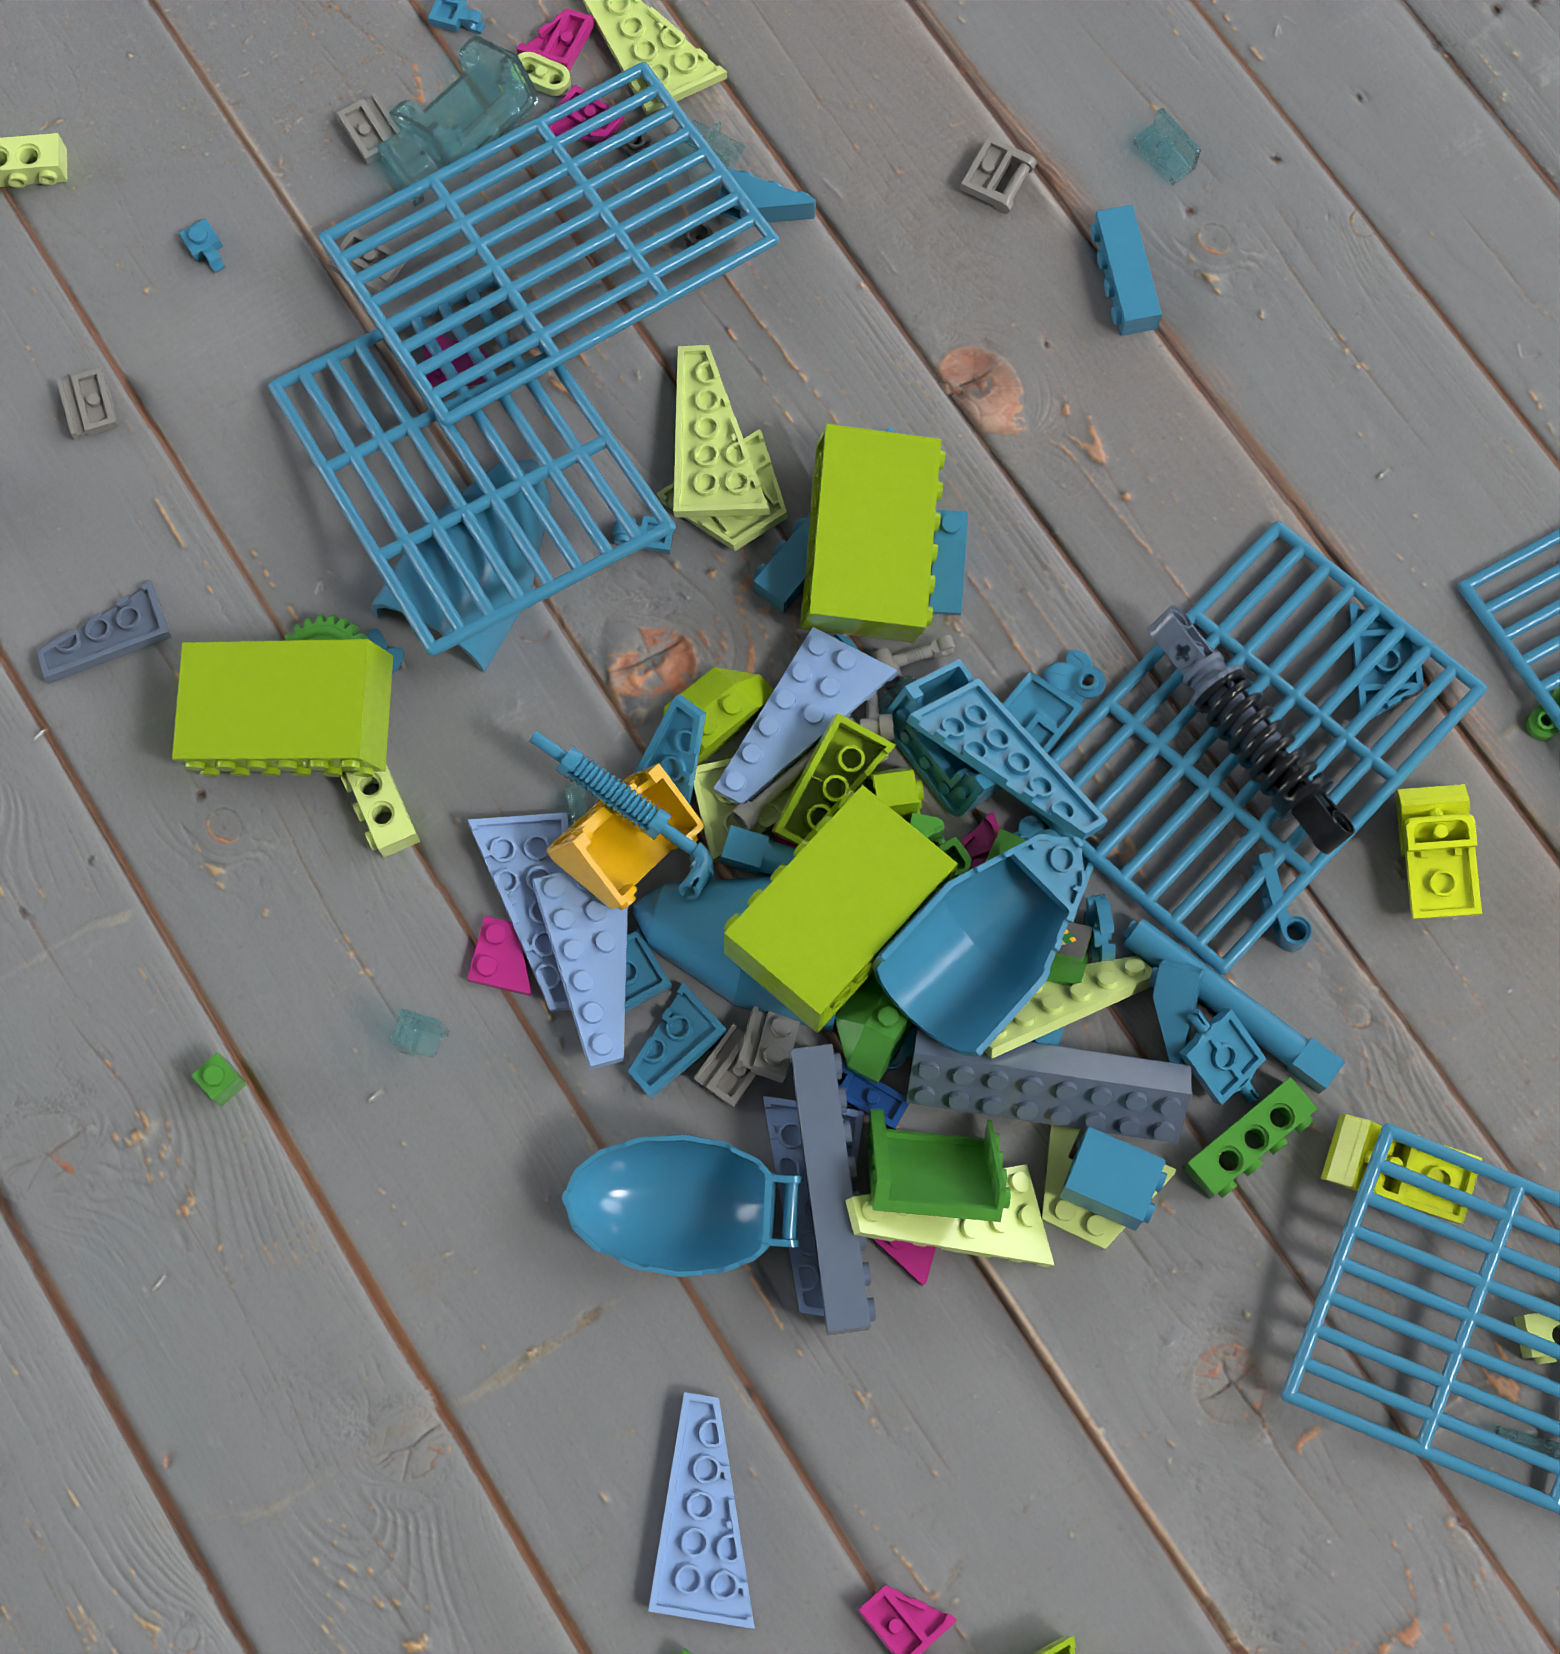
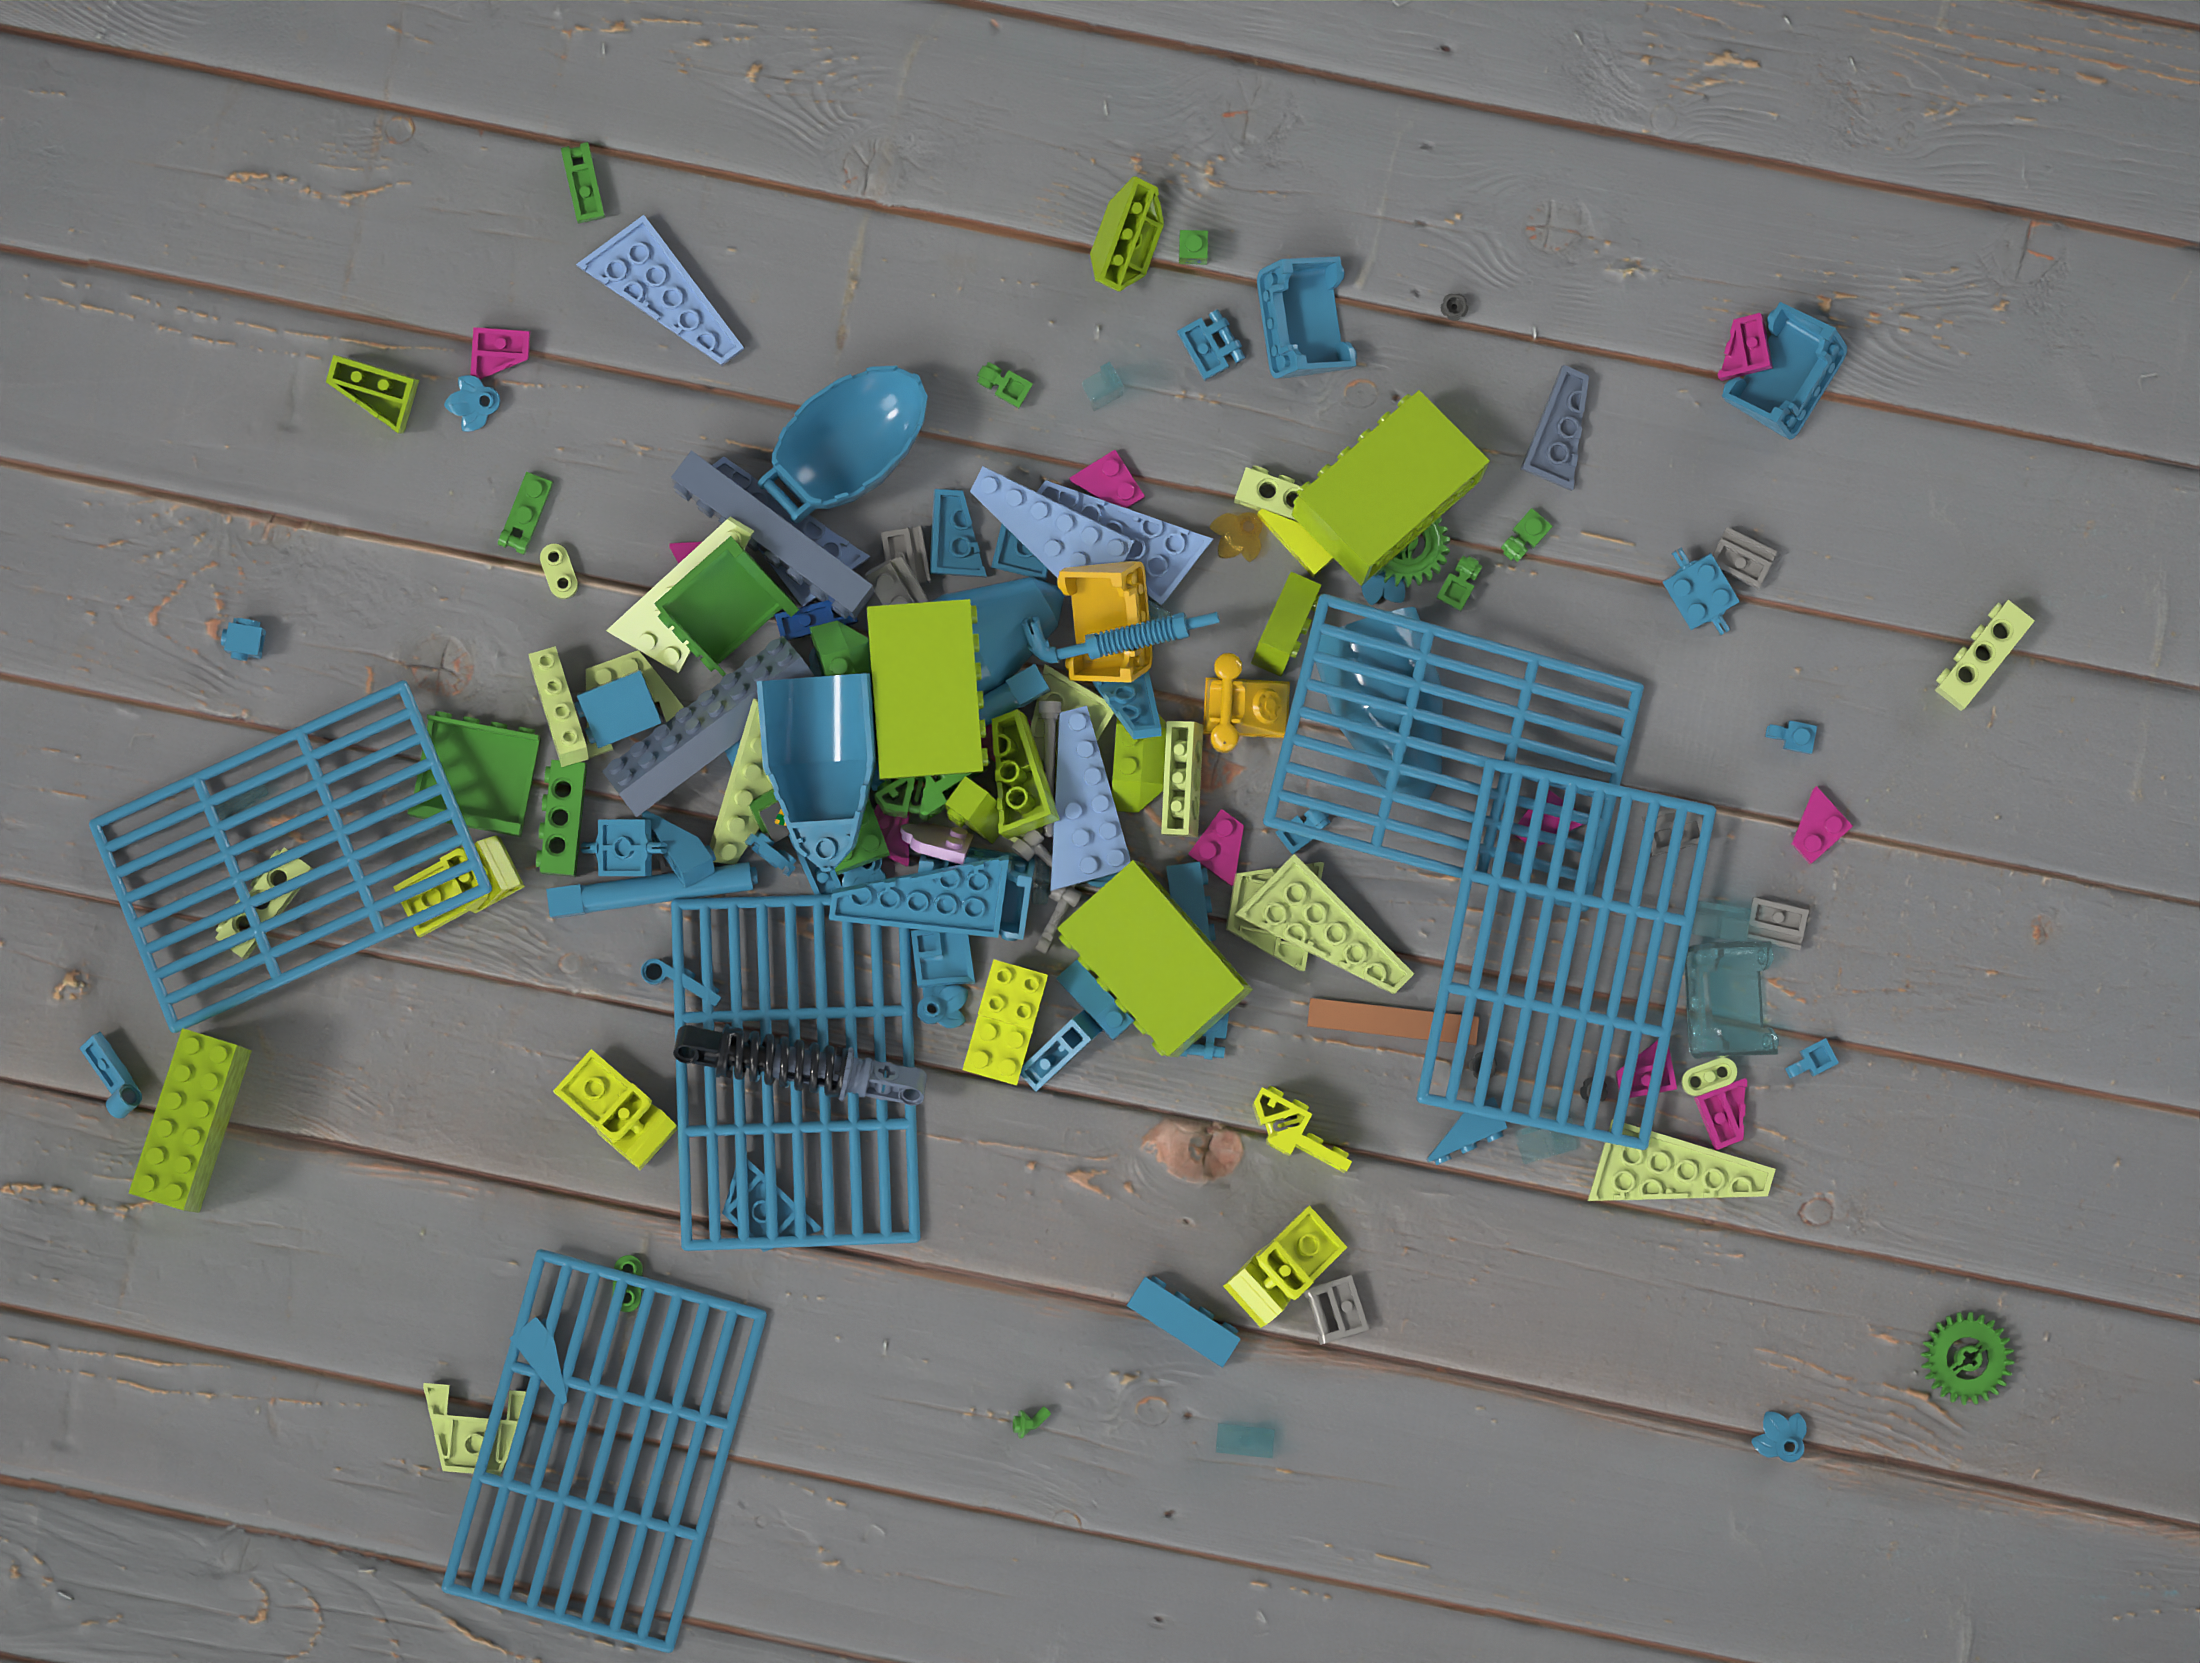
camera: 130 degrees right, 10 degrees up
(68, 809) = (1454, 299): none -> dark grey plate
(145, 408) = (1700, 591): none -> dark azure plate
(202, 929) = (1302, 317): none -> dark azure windscreen
(218, 583) = (1530, 530): none -> bright green plate
(261, 1147) = (1127, 235): none -> lime wedge
(262, 165) = (1819, 827): none -> dark pink wing
(305, 987) = (1203, 349): none -> dark azure plate
(325, 593) = (1456, 589): none -> bright green plate
(404, 752) = (1297, 542): none -> neon yellow slope
(450, 810) = (1235, 538): none -> clear yellow plate
(482, 694) = (1286, 624): none -> lime wedge
(495, 1118) = (1011, 388): none -> bright green plate
(589, 671) = (1242, 705): none -> yellow piece
(698, 658) = (1182, 779): none -> yellowish green brick
(723, 585) = (1220, 847): none -> dark pink wing
(737, 338) = (1384, 1020): none -> nougat tile
(895, 318) = (1271, 1107): none -> neon yellow piece
(951, 799) = (938, 841): none -> plate
(978, 1600) = (468, 402): none -> dark azure plate
(1008, 230) = (1285, 1267): none -> neon yellow piece
(1014, 551) = (1060, 1050): none -> dark azure slope
(1022, 1445) = (525, 512): none -> bright green plate
(1037, 613) = (1005, 1022): none -> neon yellow piece
(1044, 1360) = (559, 570): none -> yellowish green plate
(1164, 1234) = (558, 706): none -> yellowish green brick
(1282, 1248) = (486, 770): none -> bright green panel
(1329, 311) = (1023, 1423): none -> bright green plate
(1394, 1590) = (243, 639): none -> dark azure brick

